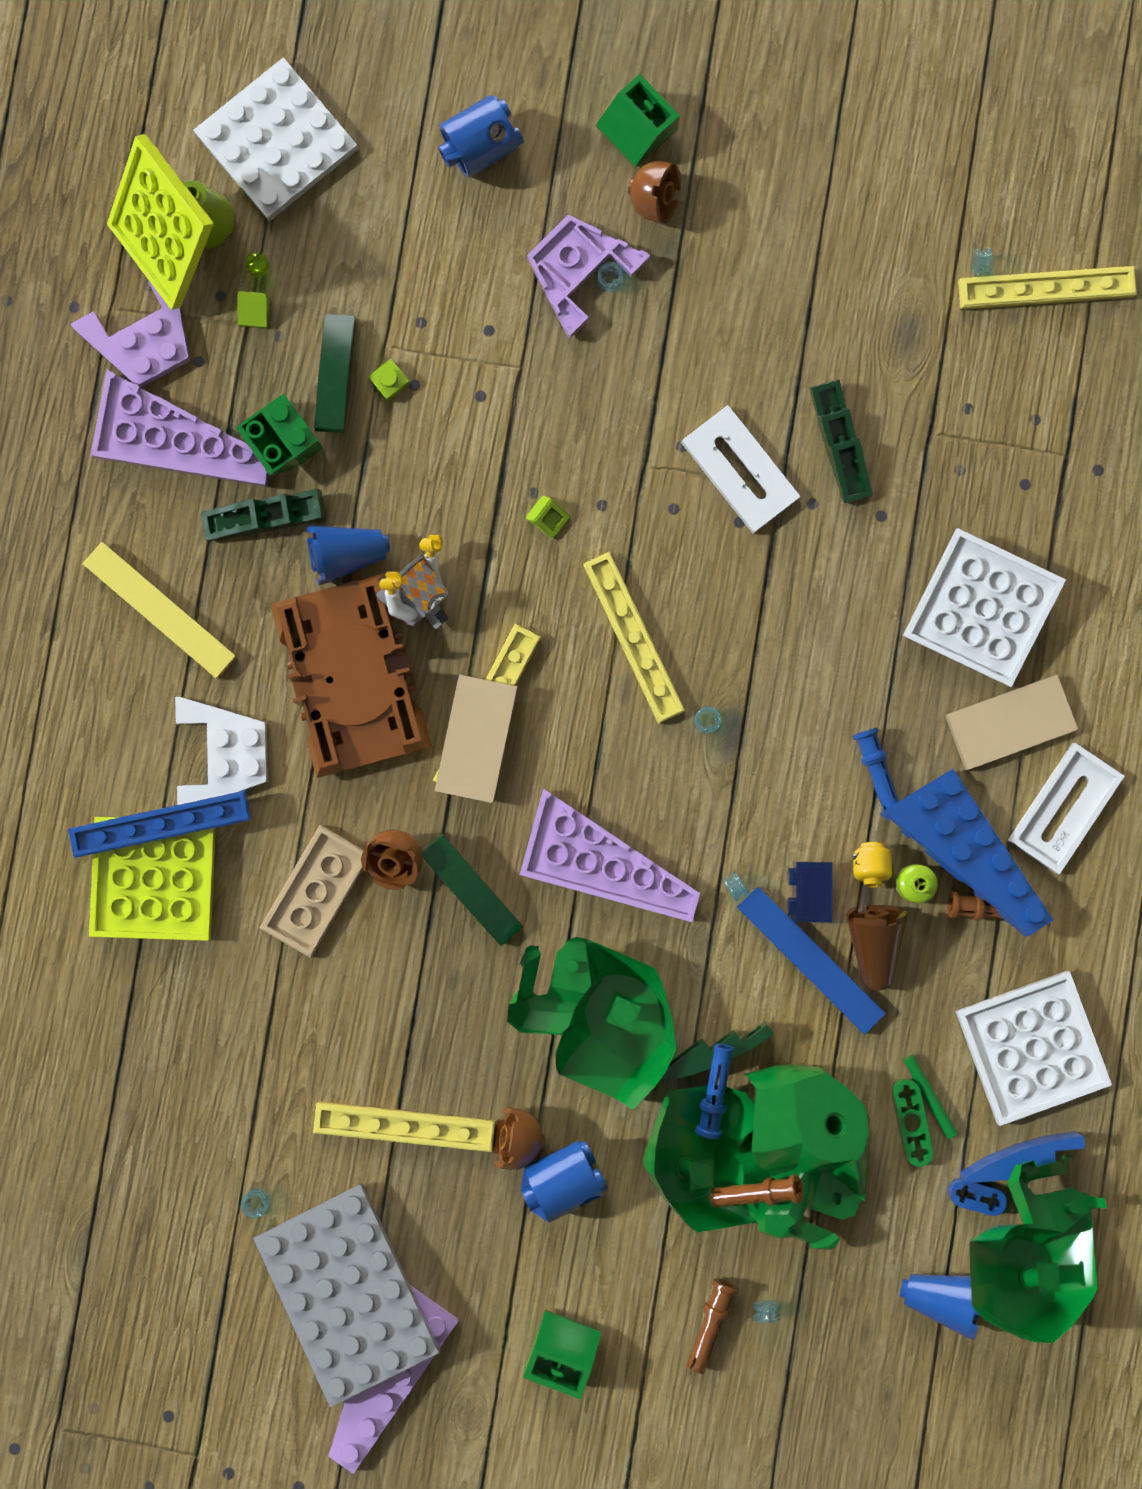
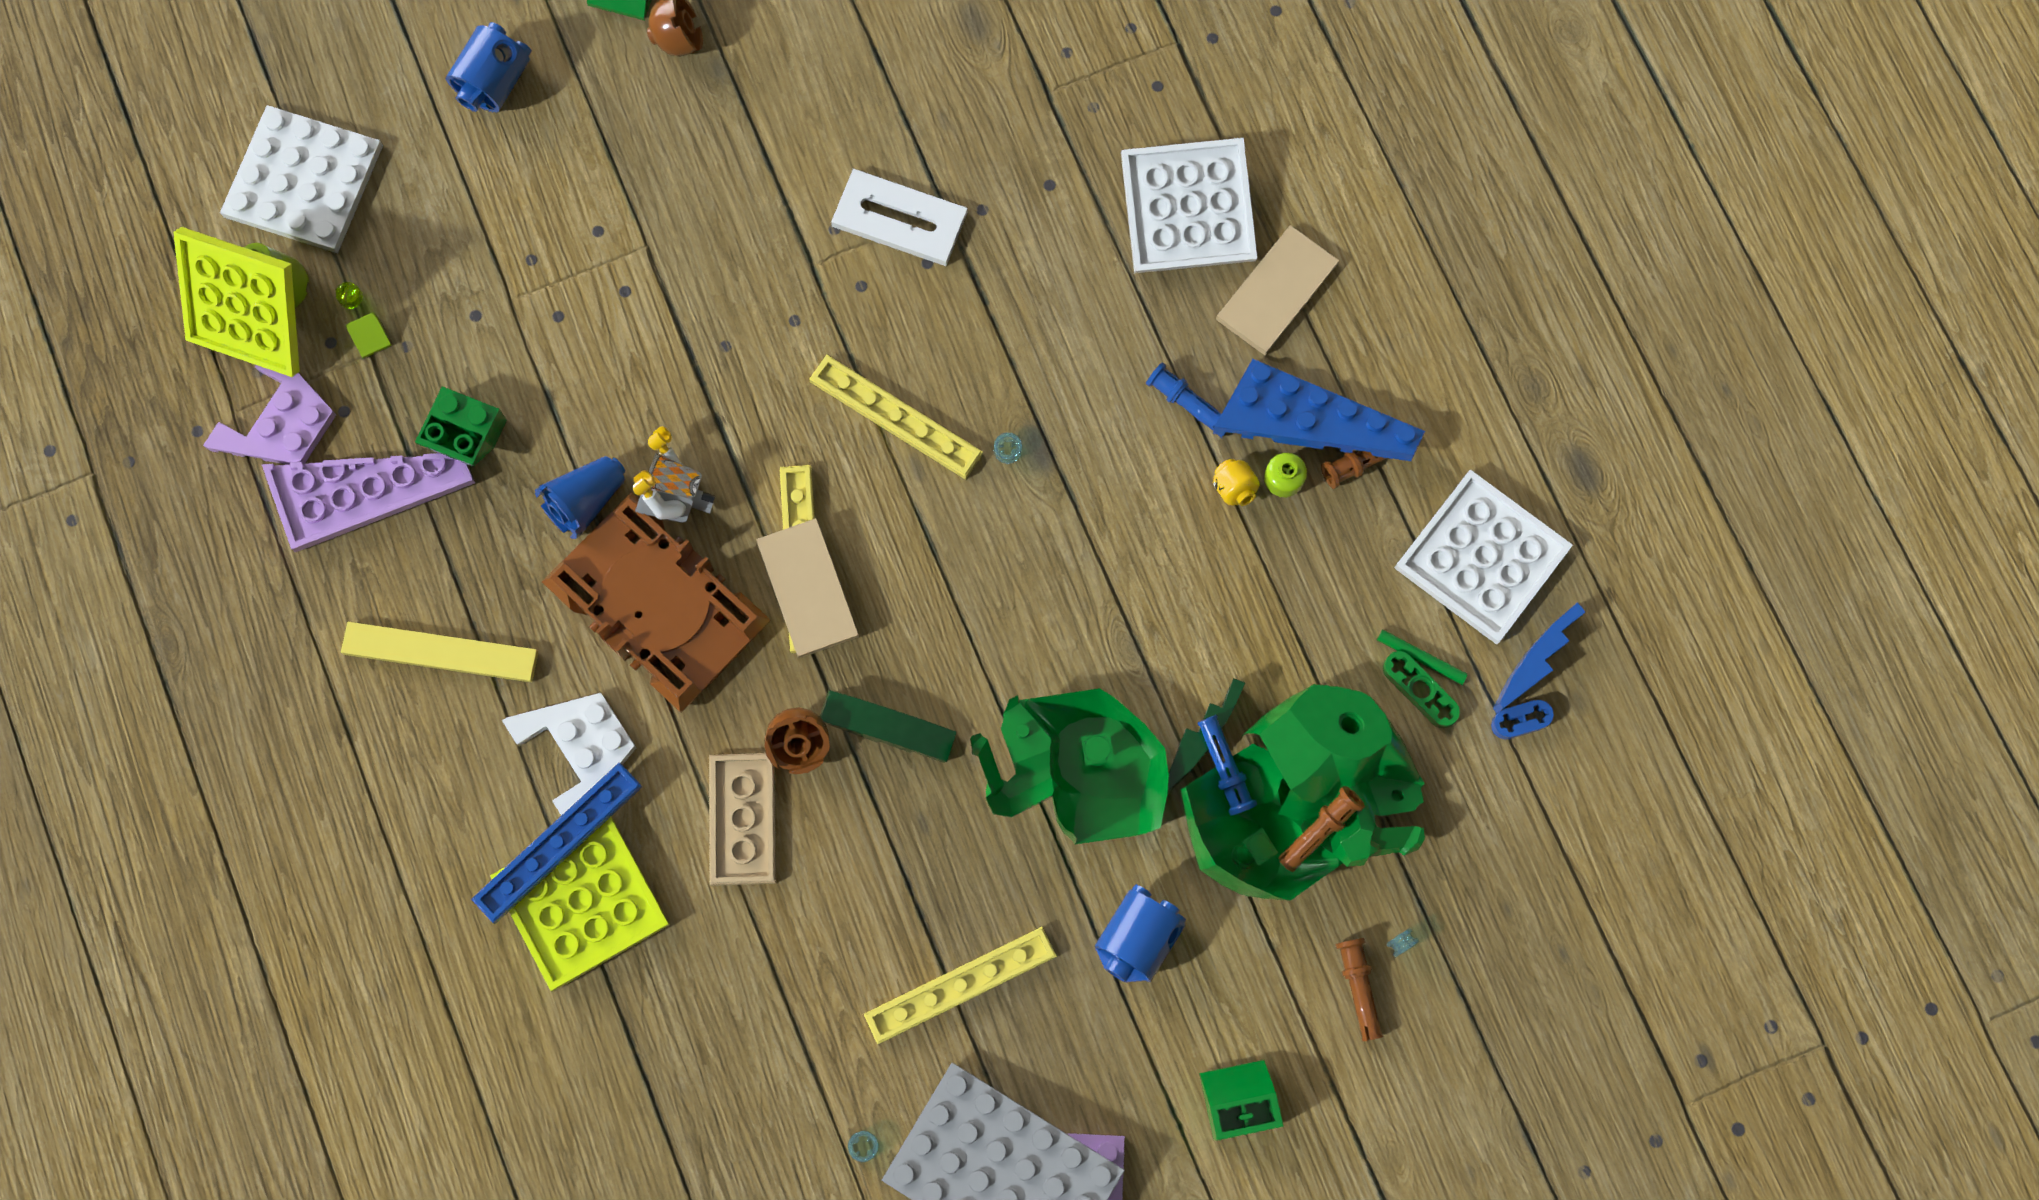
camera: 30 degrees left, 10 degrees down
(263, 515) = (487, 509): dark green slope -> none
(334, 373) = (479, 345): dark green slope -> none
(389, 380) = (532, 324): lime plate -> none
(517, 1139) = (1072, 926): dark orange cylinder -> none
(548, 516) = (751, 357): lime slope -> none
(570, 258) = (633, 127): lavender wing -> none
(587, 858) = (981, 633): lavender wing -> none
(604, 270) = (679, 112): clear light blue bush -> none
(735, 886) = (1126, 577): clear light blue bush -> none
(810, 892) = (1197, 540): clear blue brick -> none
(811, 960) = (1236, 602): blue tile -> none
(841, 441) = (973, 142): dark green slope -> none
(877, 942) = (1285, 548): reddish brown cone -> none
(942, 1300) = (1555, 825): blue cone -> none
(1039, 1272) = (1612, 735): green piece -> none
(1100, 787) = (1391, 296): white piece -> none

